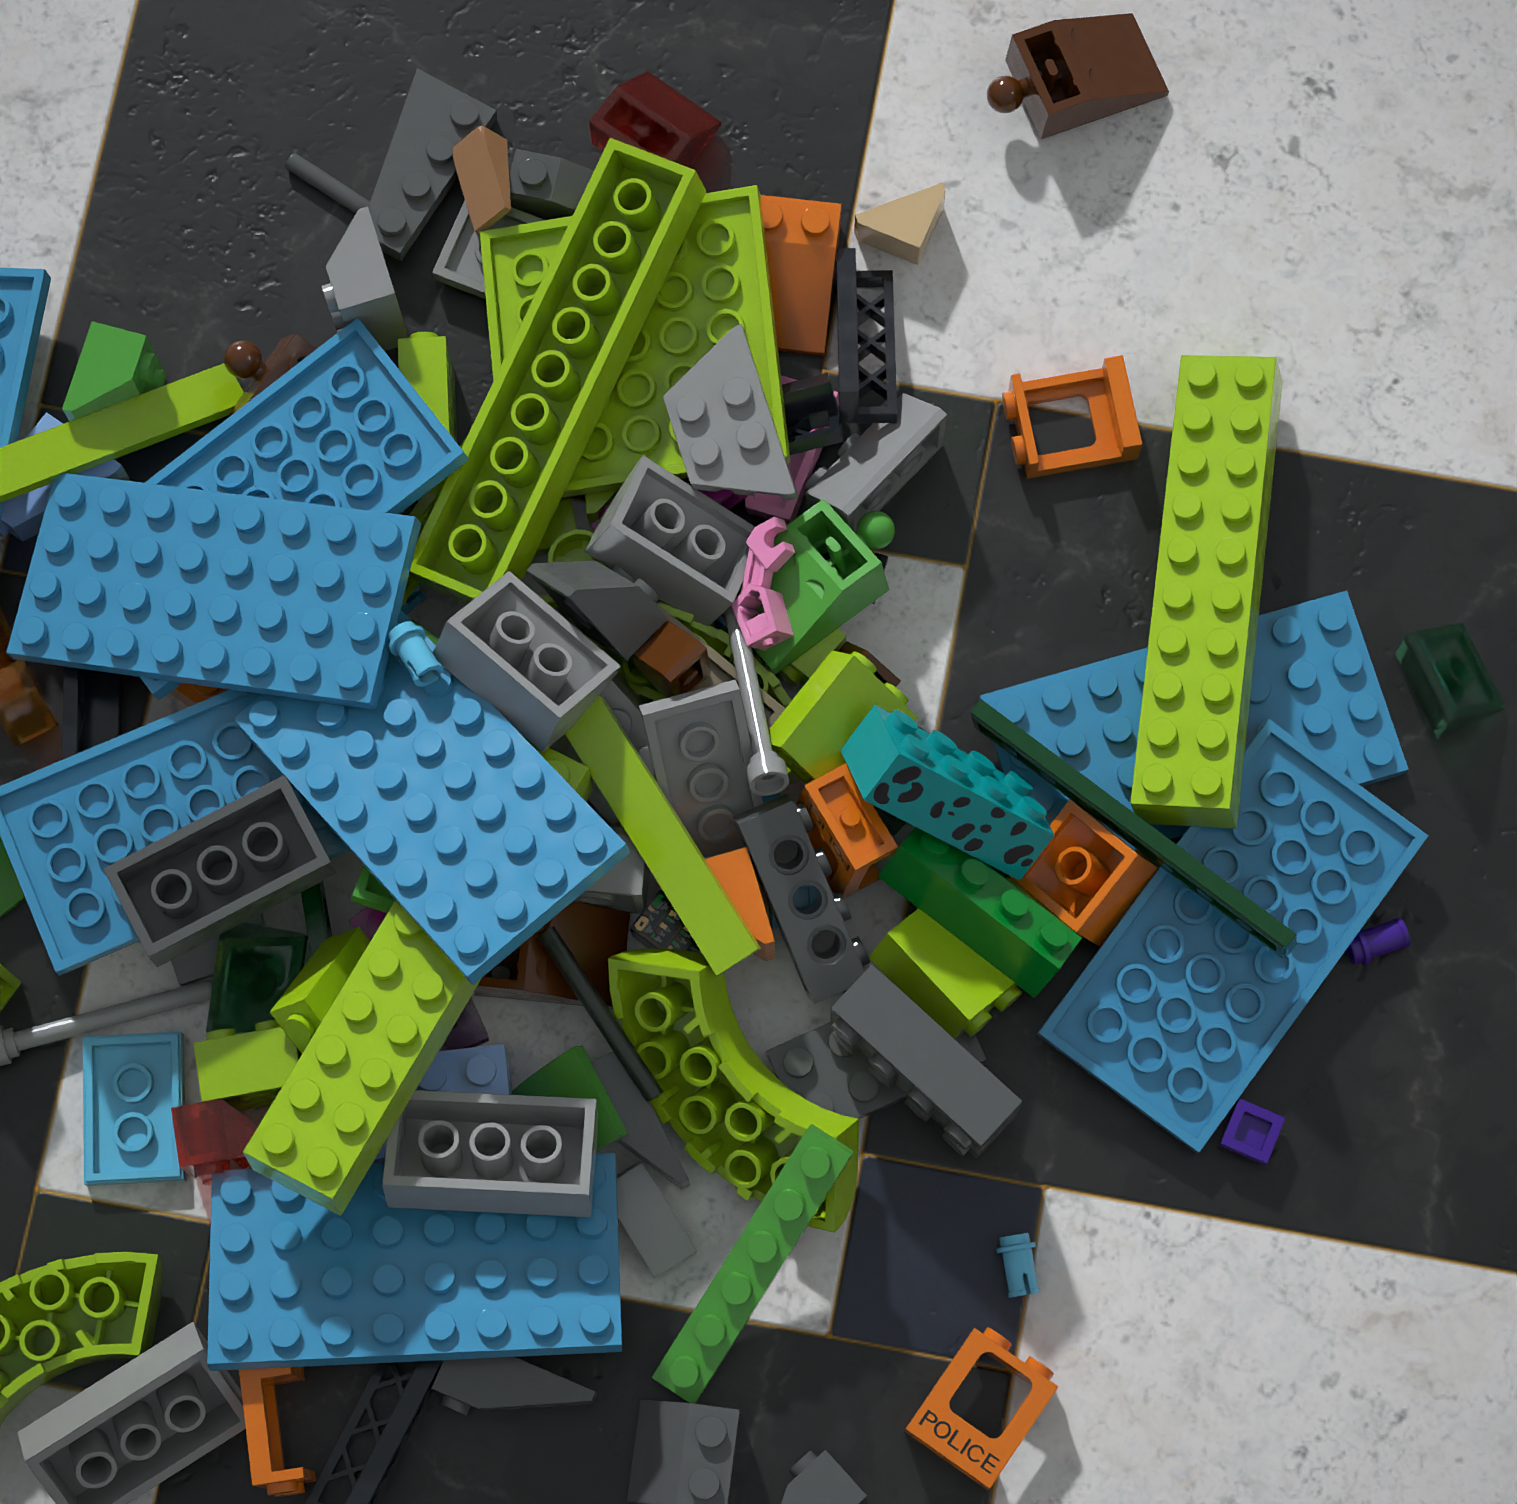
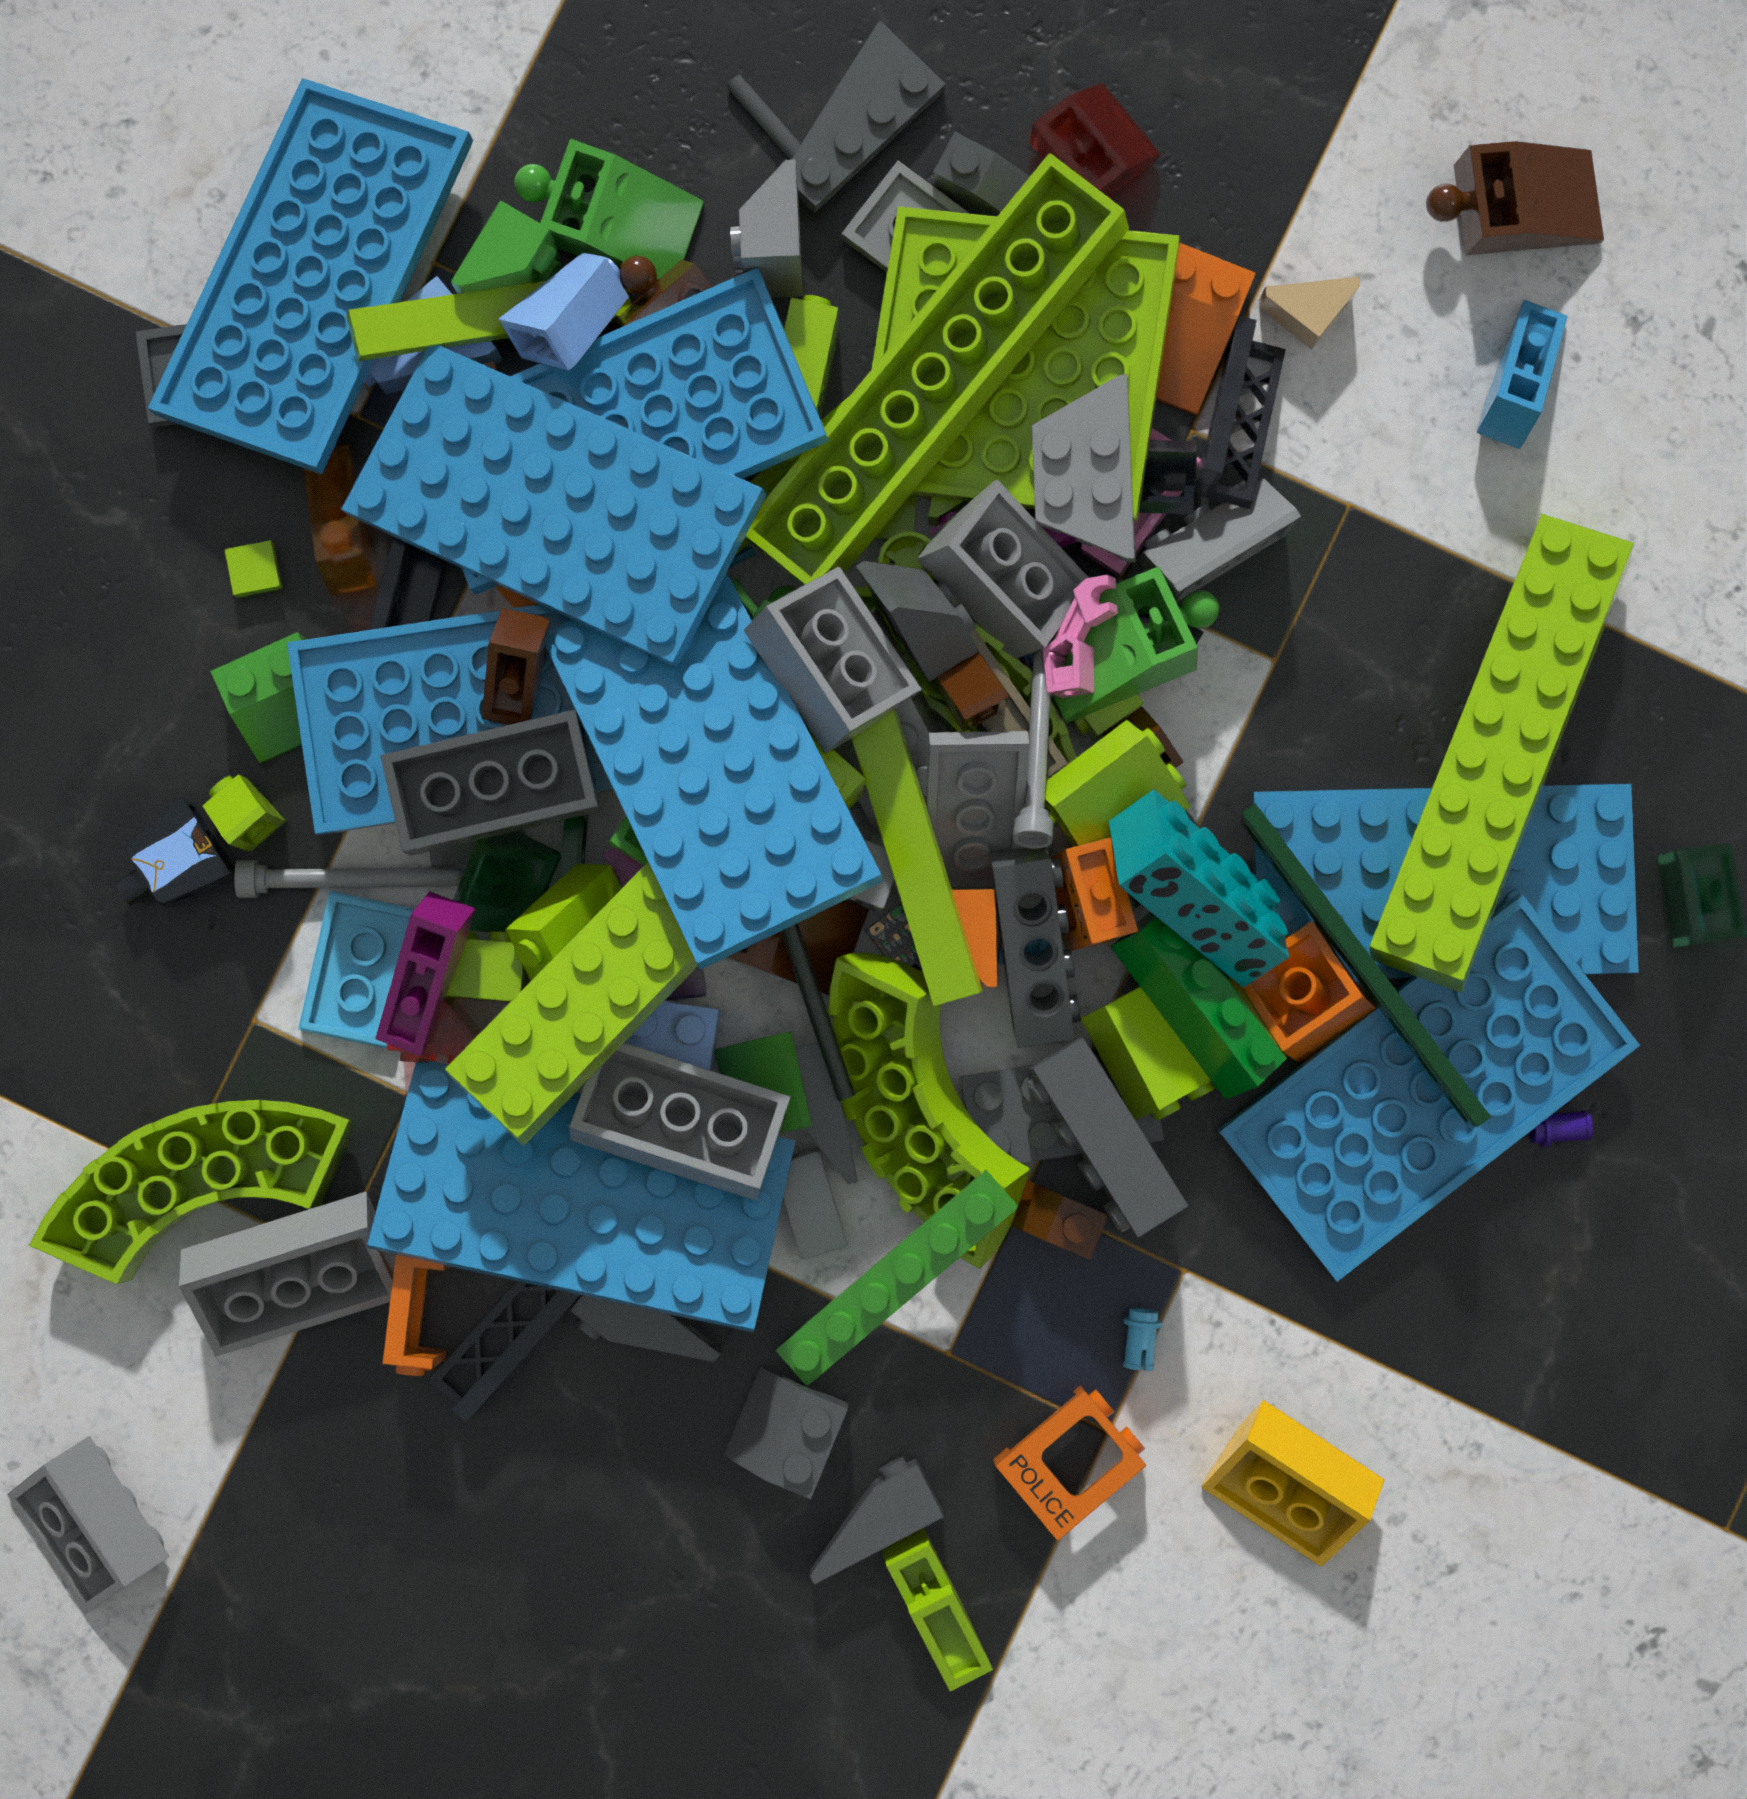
camera: 10 degrees right, 10 degrees up
(181, 410) = (566, 312): none -> light blue slope
(198, 1076) = (424, 971): none -> magenta slope
(213, 310) = (623, 214): none -> bright green slope
(214, 753) = (514, 666): none -> reddish brown slope
(410, 645) = (729, 628): medium azure pin -> none
(483, 176) = (916, 151): medium nougat slope -> none
(902, 1165) = (1059, 1220): none -> reddish brown slope
(1110, 412) = (1455, 552): orange window -> none
(1127, 235) = (1522, 375): none -> dark azure slope
(1214, 1369) = (1294, 1484): none -> yellow slope
(1252, 1132) = (1391, 1275): dark purple plate -> none

